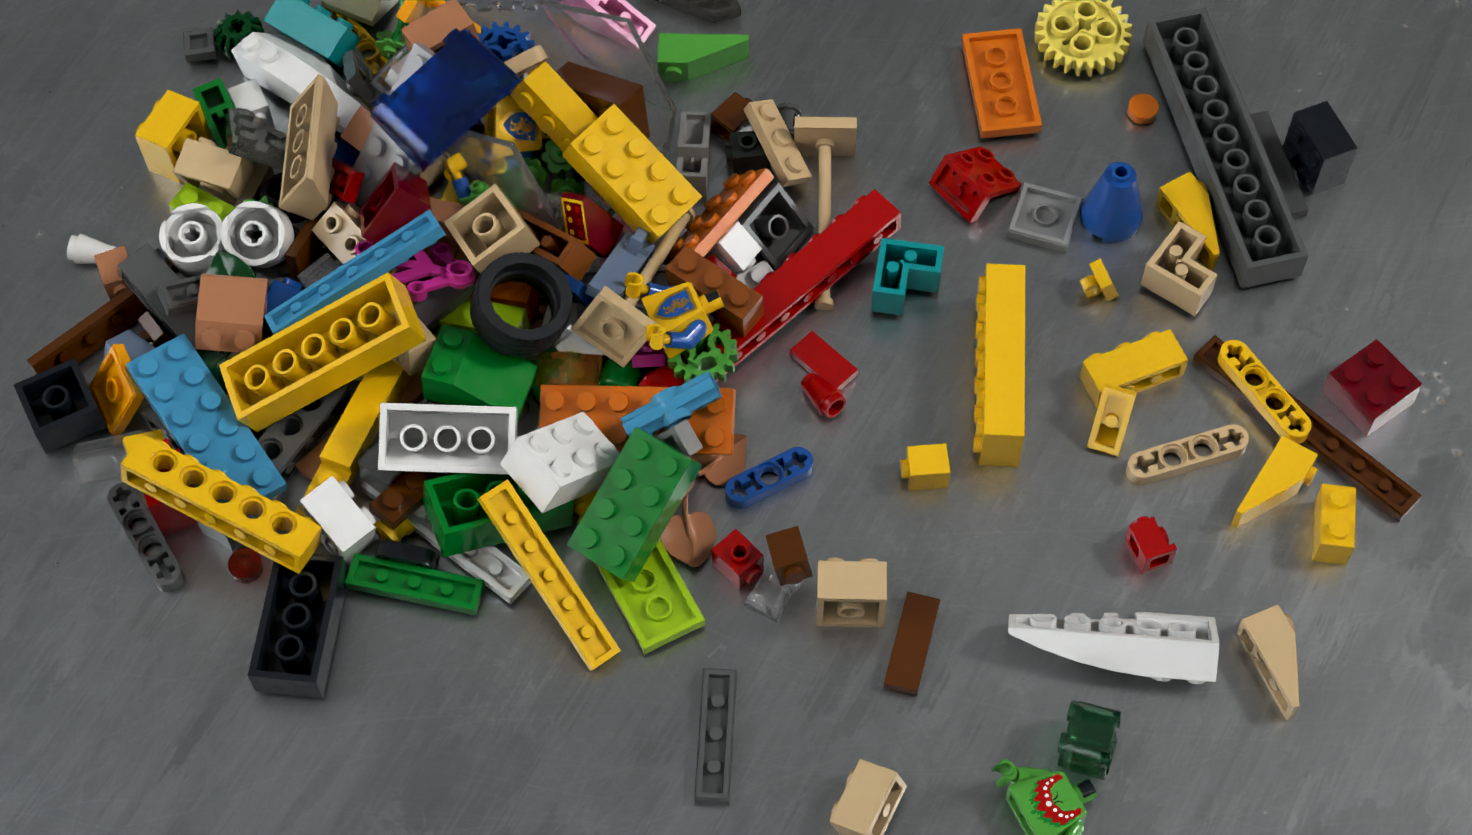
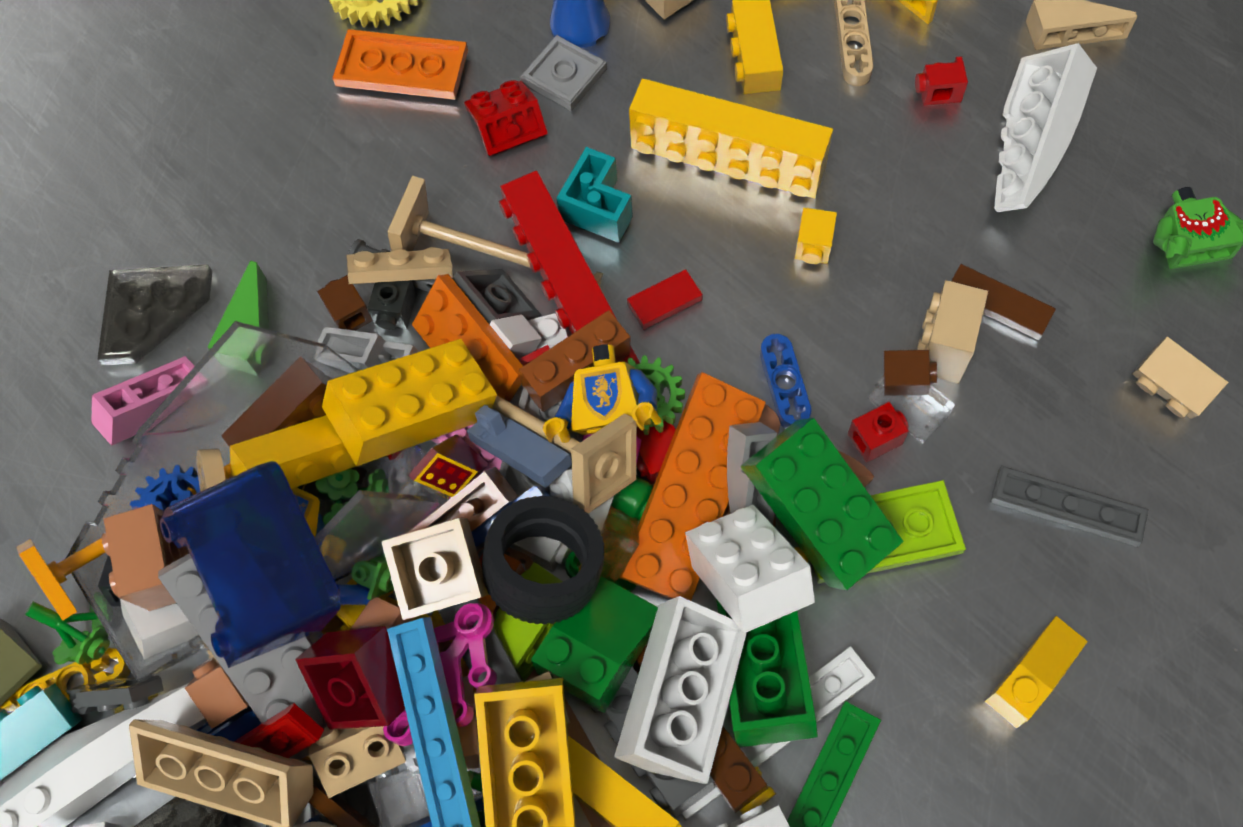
camera: 70 degrees left, 5 degrees up
(407, 554) = (794, 781): black beam -> none
(549, 575) = (870, 621): yellow plate -> none
(549, 727) = (1036, 673): none -> yellow slope
(673, 405) = (710, 437): dark azure piece -> none
(824, 396) = (707, 306): red cone -> none
(1089, 739) = (1143, 174): clear green brick -> none
(1099, 282) = (655, 42): yellow tile -> none
(1111, 419) = (808, 74): yellow slope -> none

